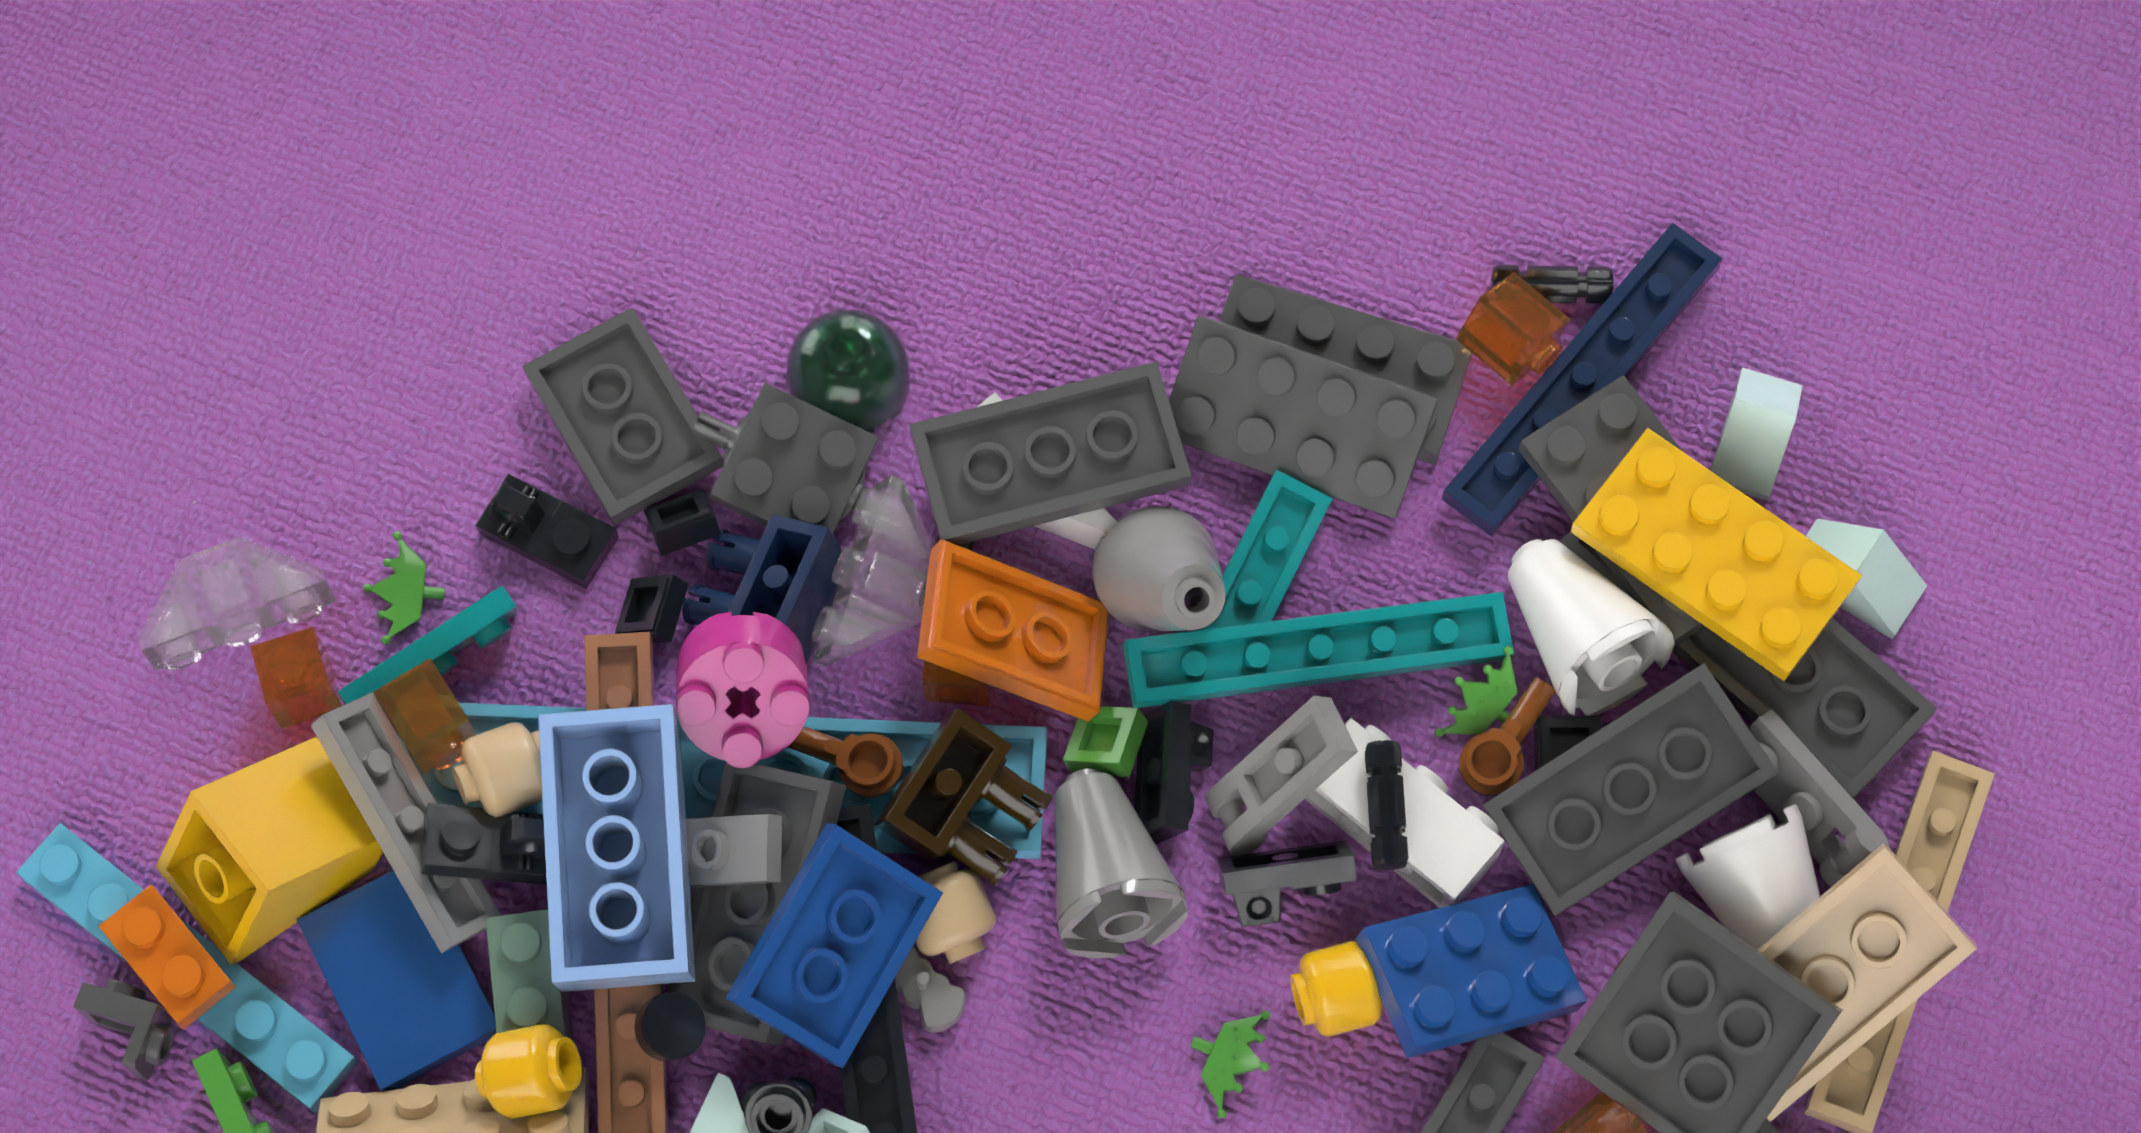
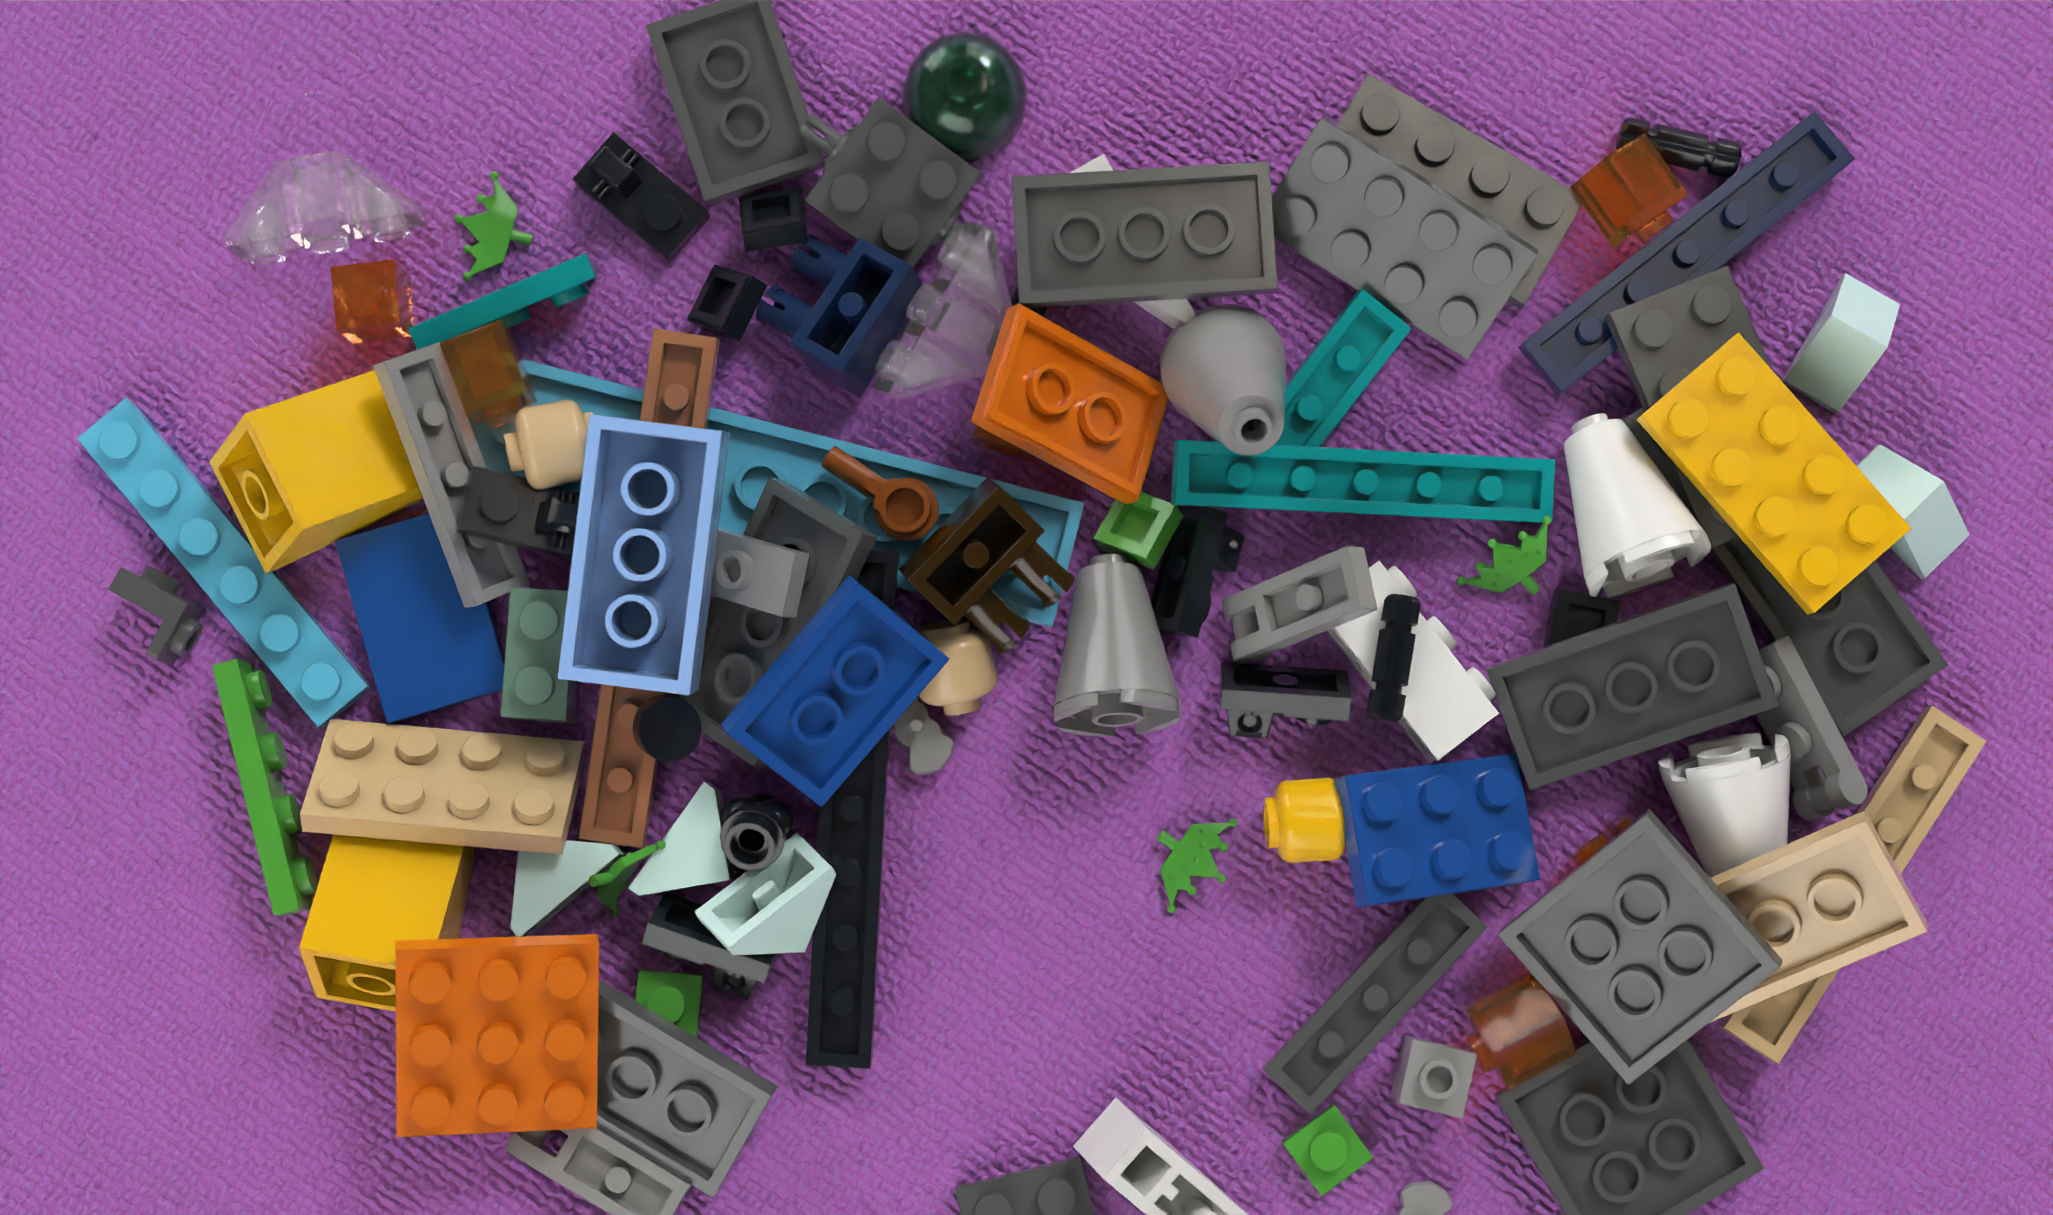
camera: 10 degrees right, 15 degrees up
(167, 957) = (204, 556): orange plate -> none
(528, 1071) = (524, 749): yellow head -> none
(742, 687) = (795, 415): dark pink brick -> none
(1494, 758) = (1508, 622): dark orange plate -> none

